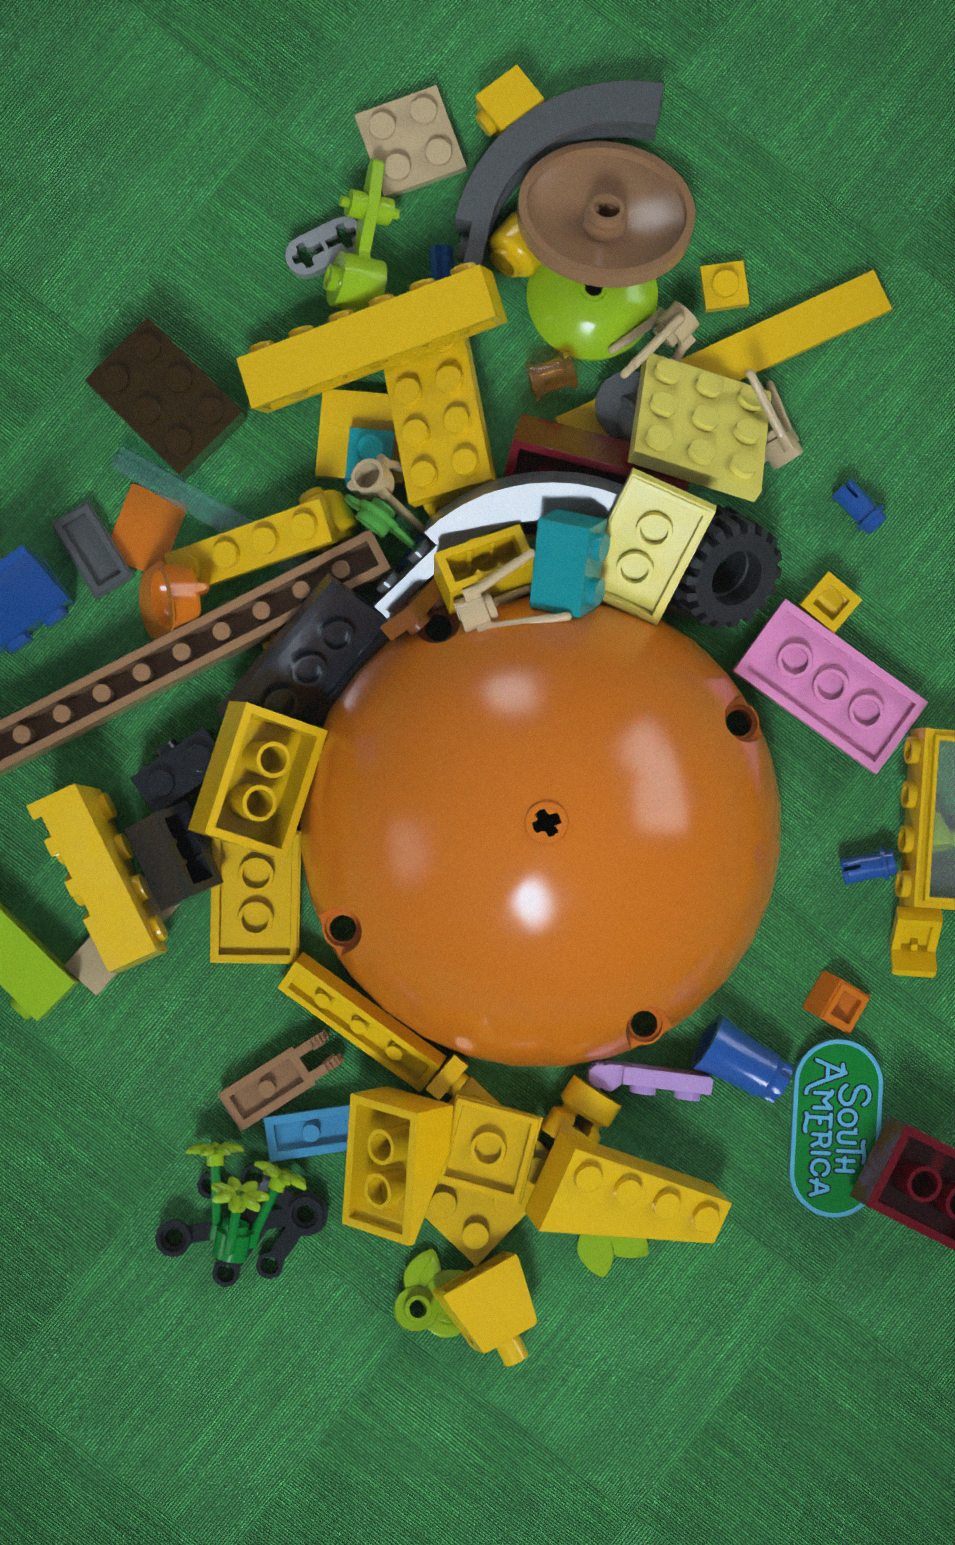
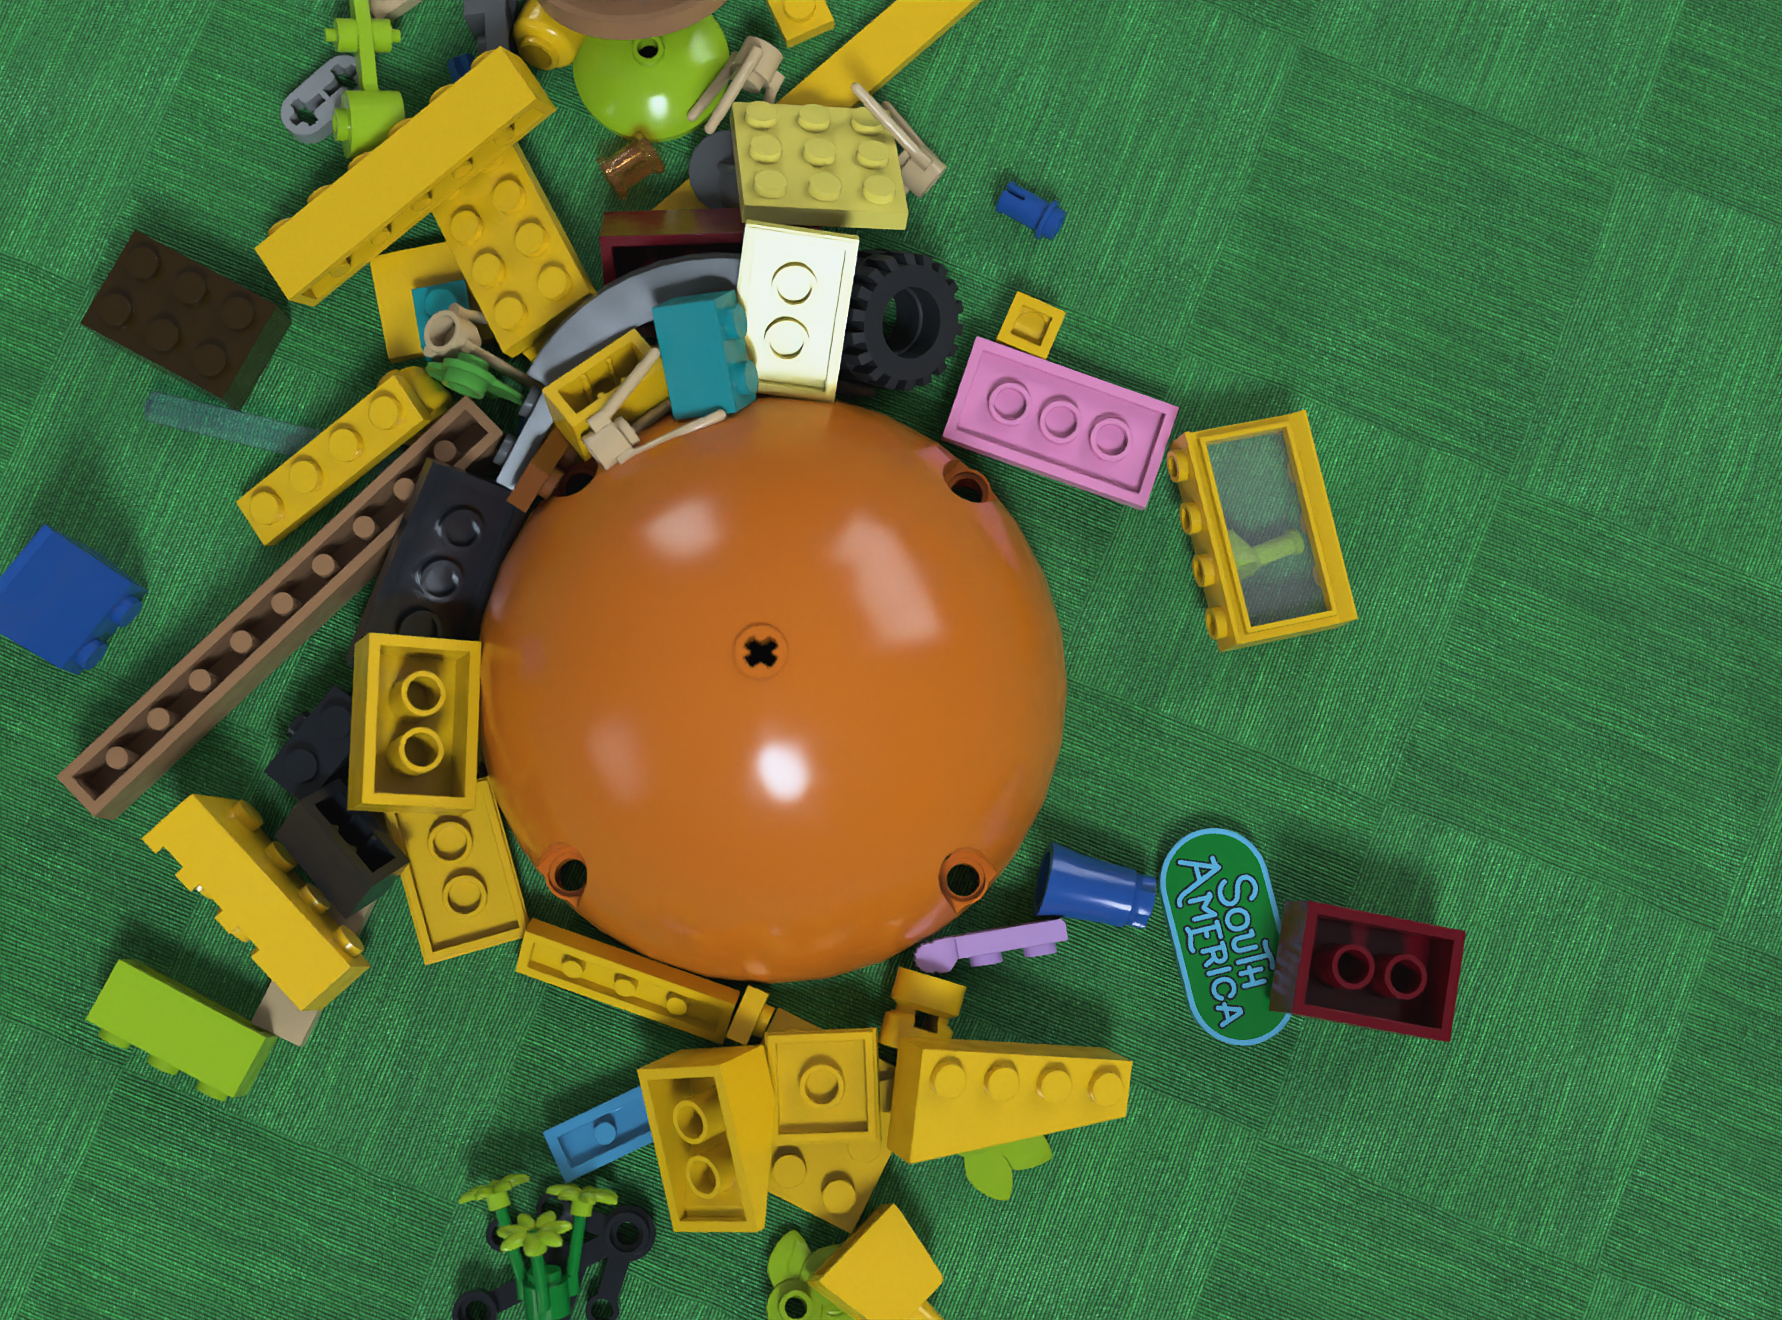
camera: 20 degrees left, 5 degrees down
(92, 550) = (151, 523): dark grey tile -> none
(146, 528) = (207, 483): orange sticker -> none
(169, 598) = (253, 544): orange piece -> none
(276, 1082) = (546, 1085): medium nougat hinge -> none
(836, 1001) = (1181, 788): orange slope -> none
(868, 866) = (1170, 617): blue pin -> none
(915, 941) = (1251, 687): yellow bracket -> none

